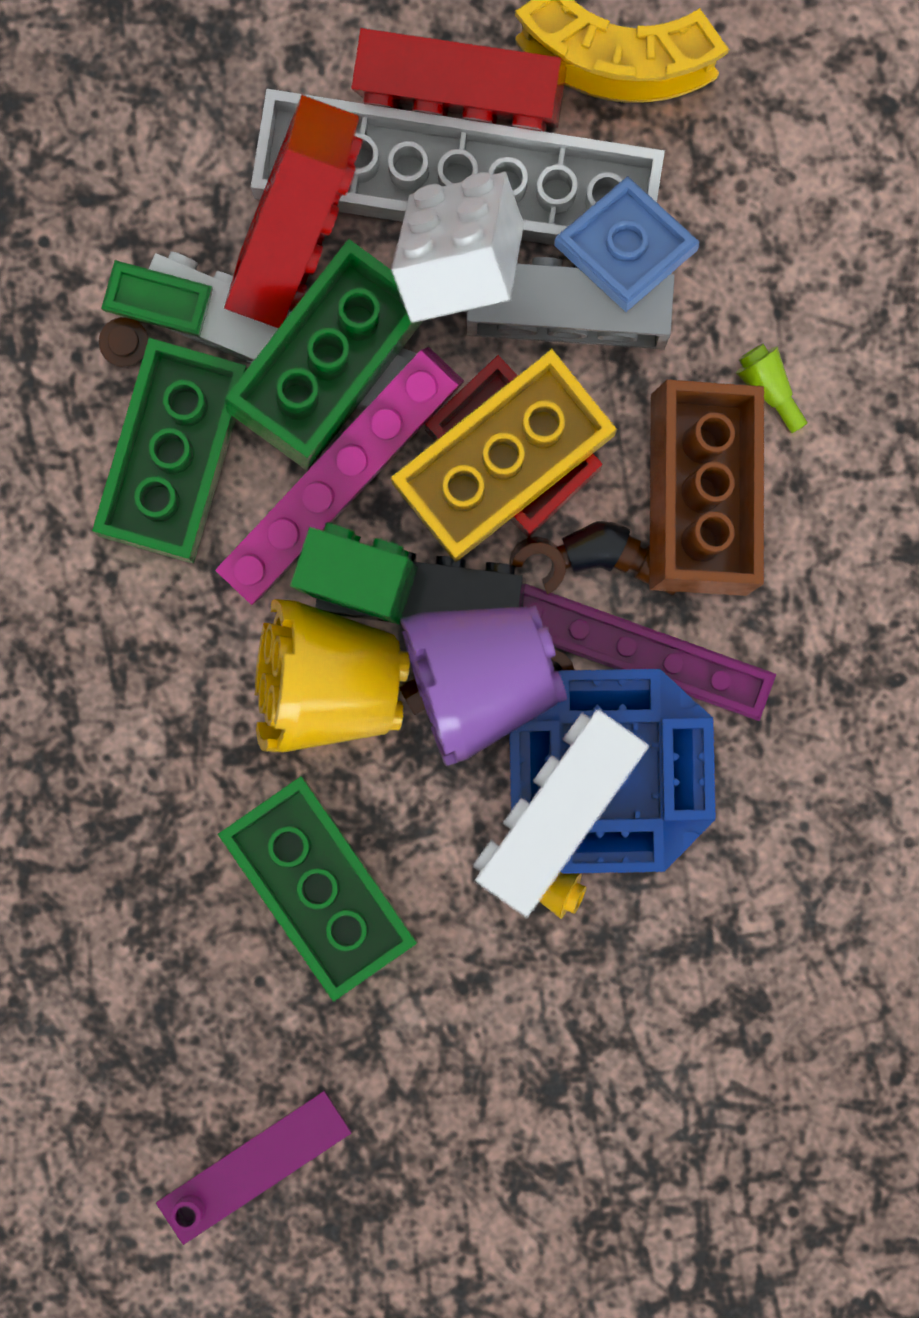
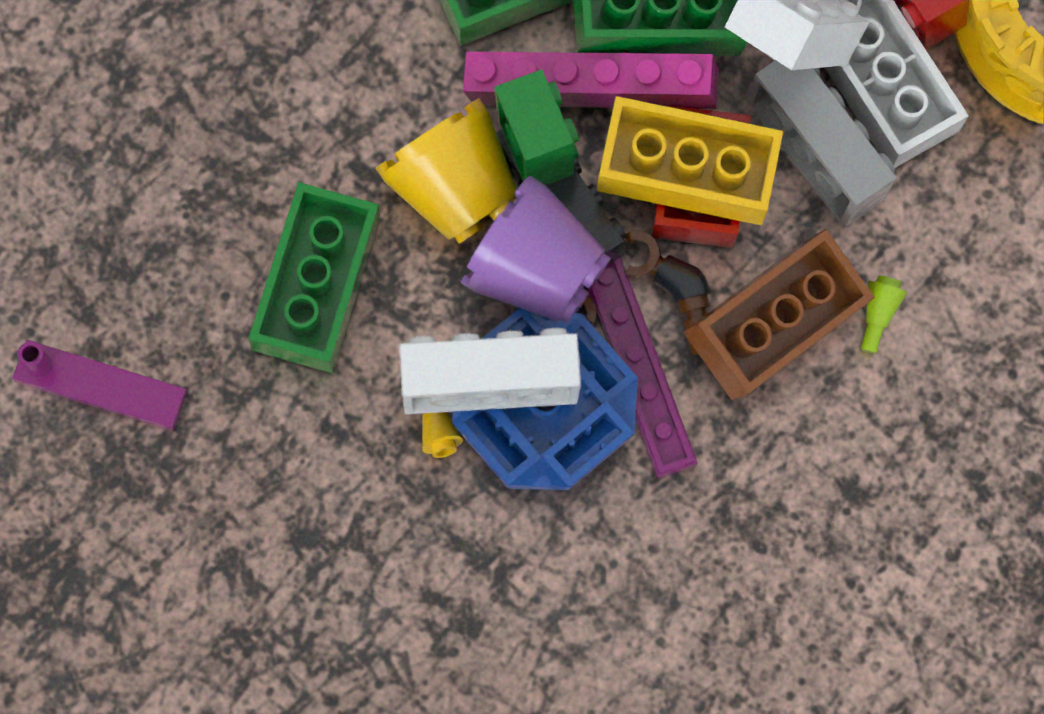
camera: 45 degrees right, 10 degrees down
(626, 243) = (889, 132): medium blue tile -> none

